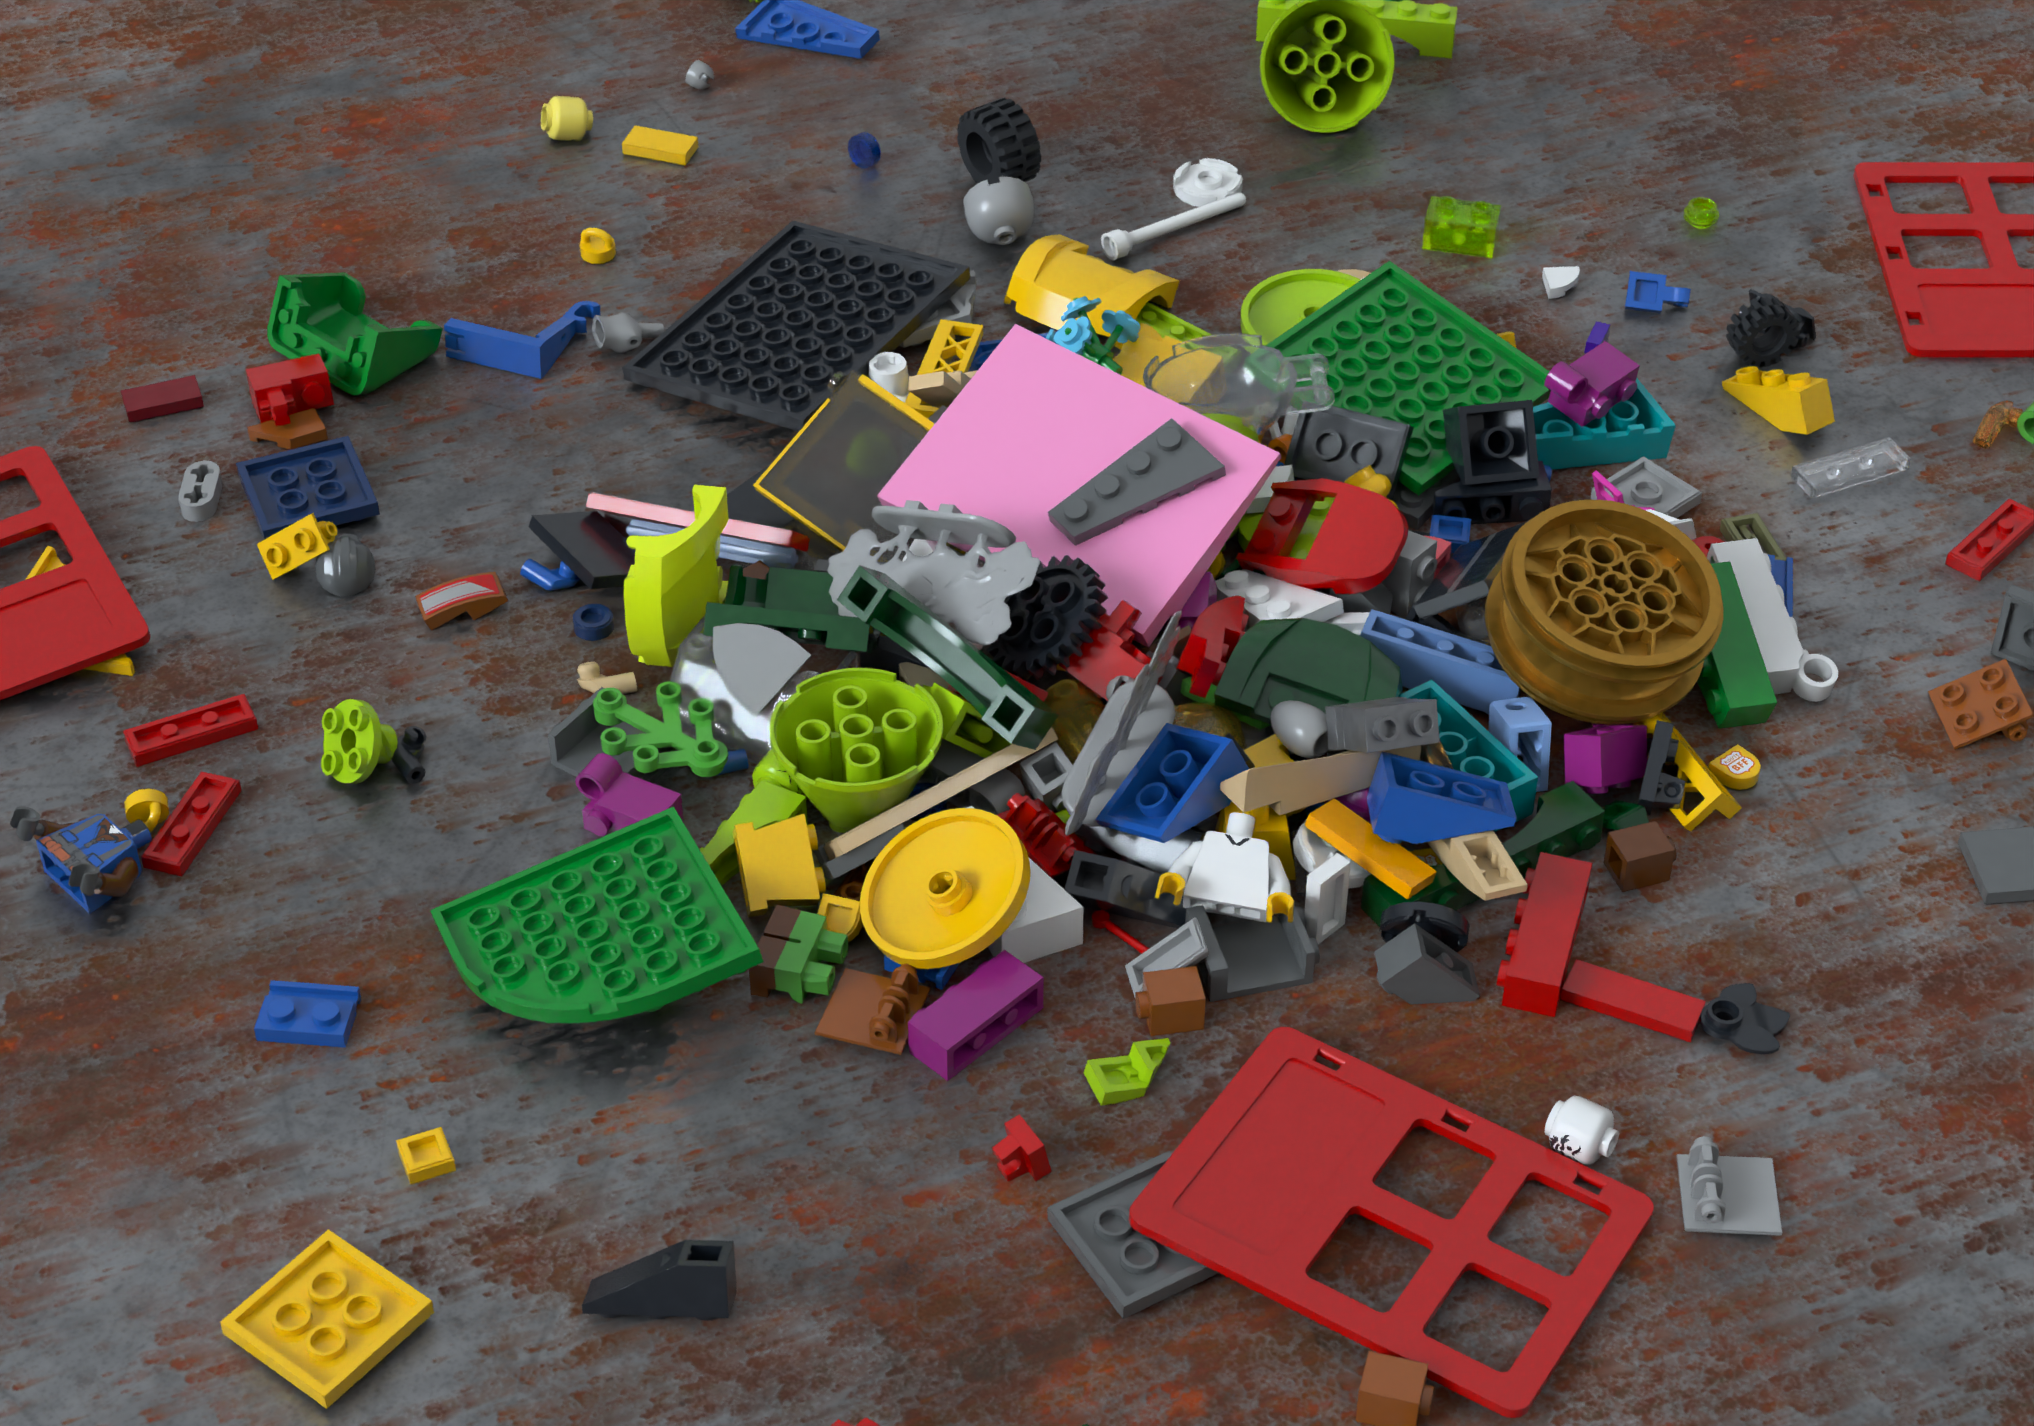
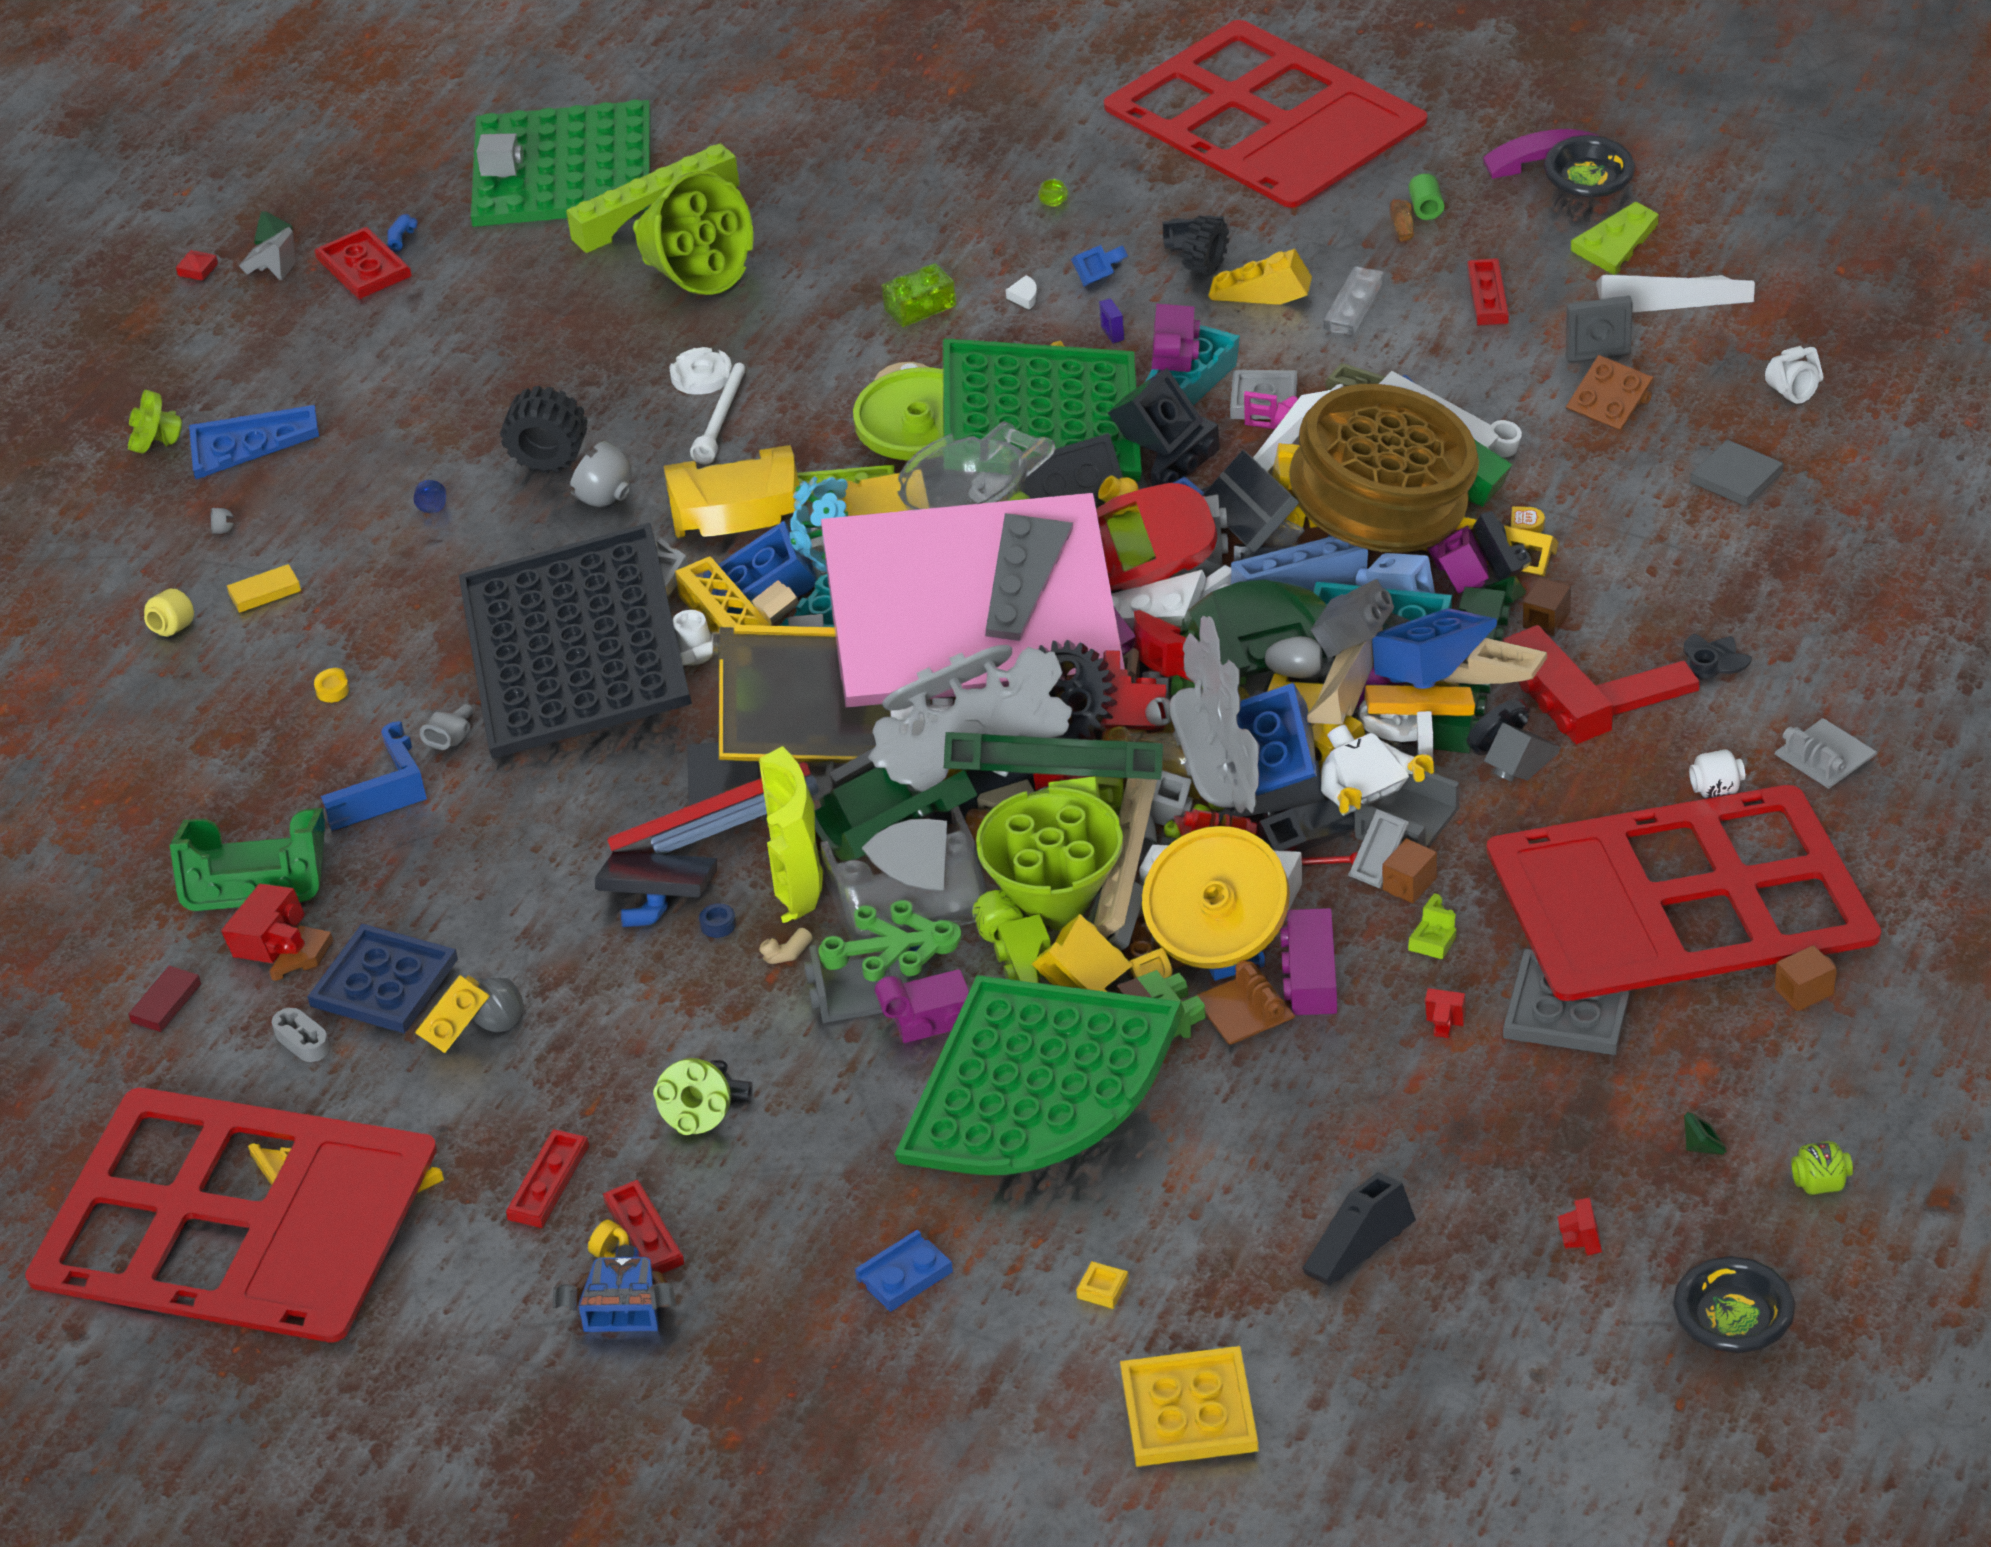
camera: 40 degrees left, 0 degrees up
(469, 593) = (606, 967): slope -> none

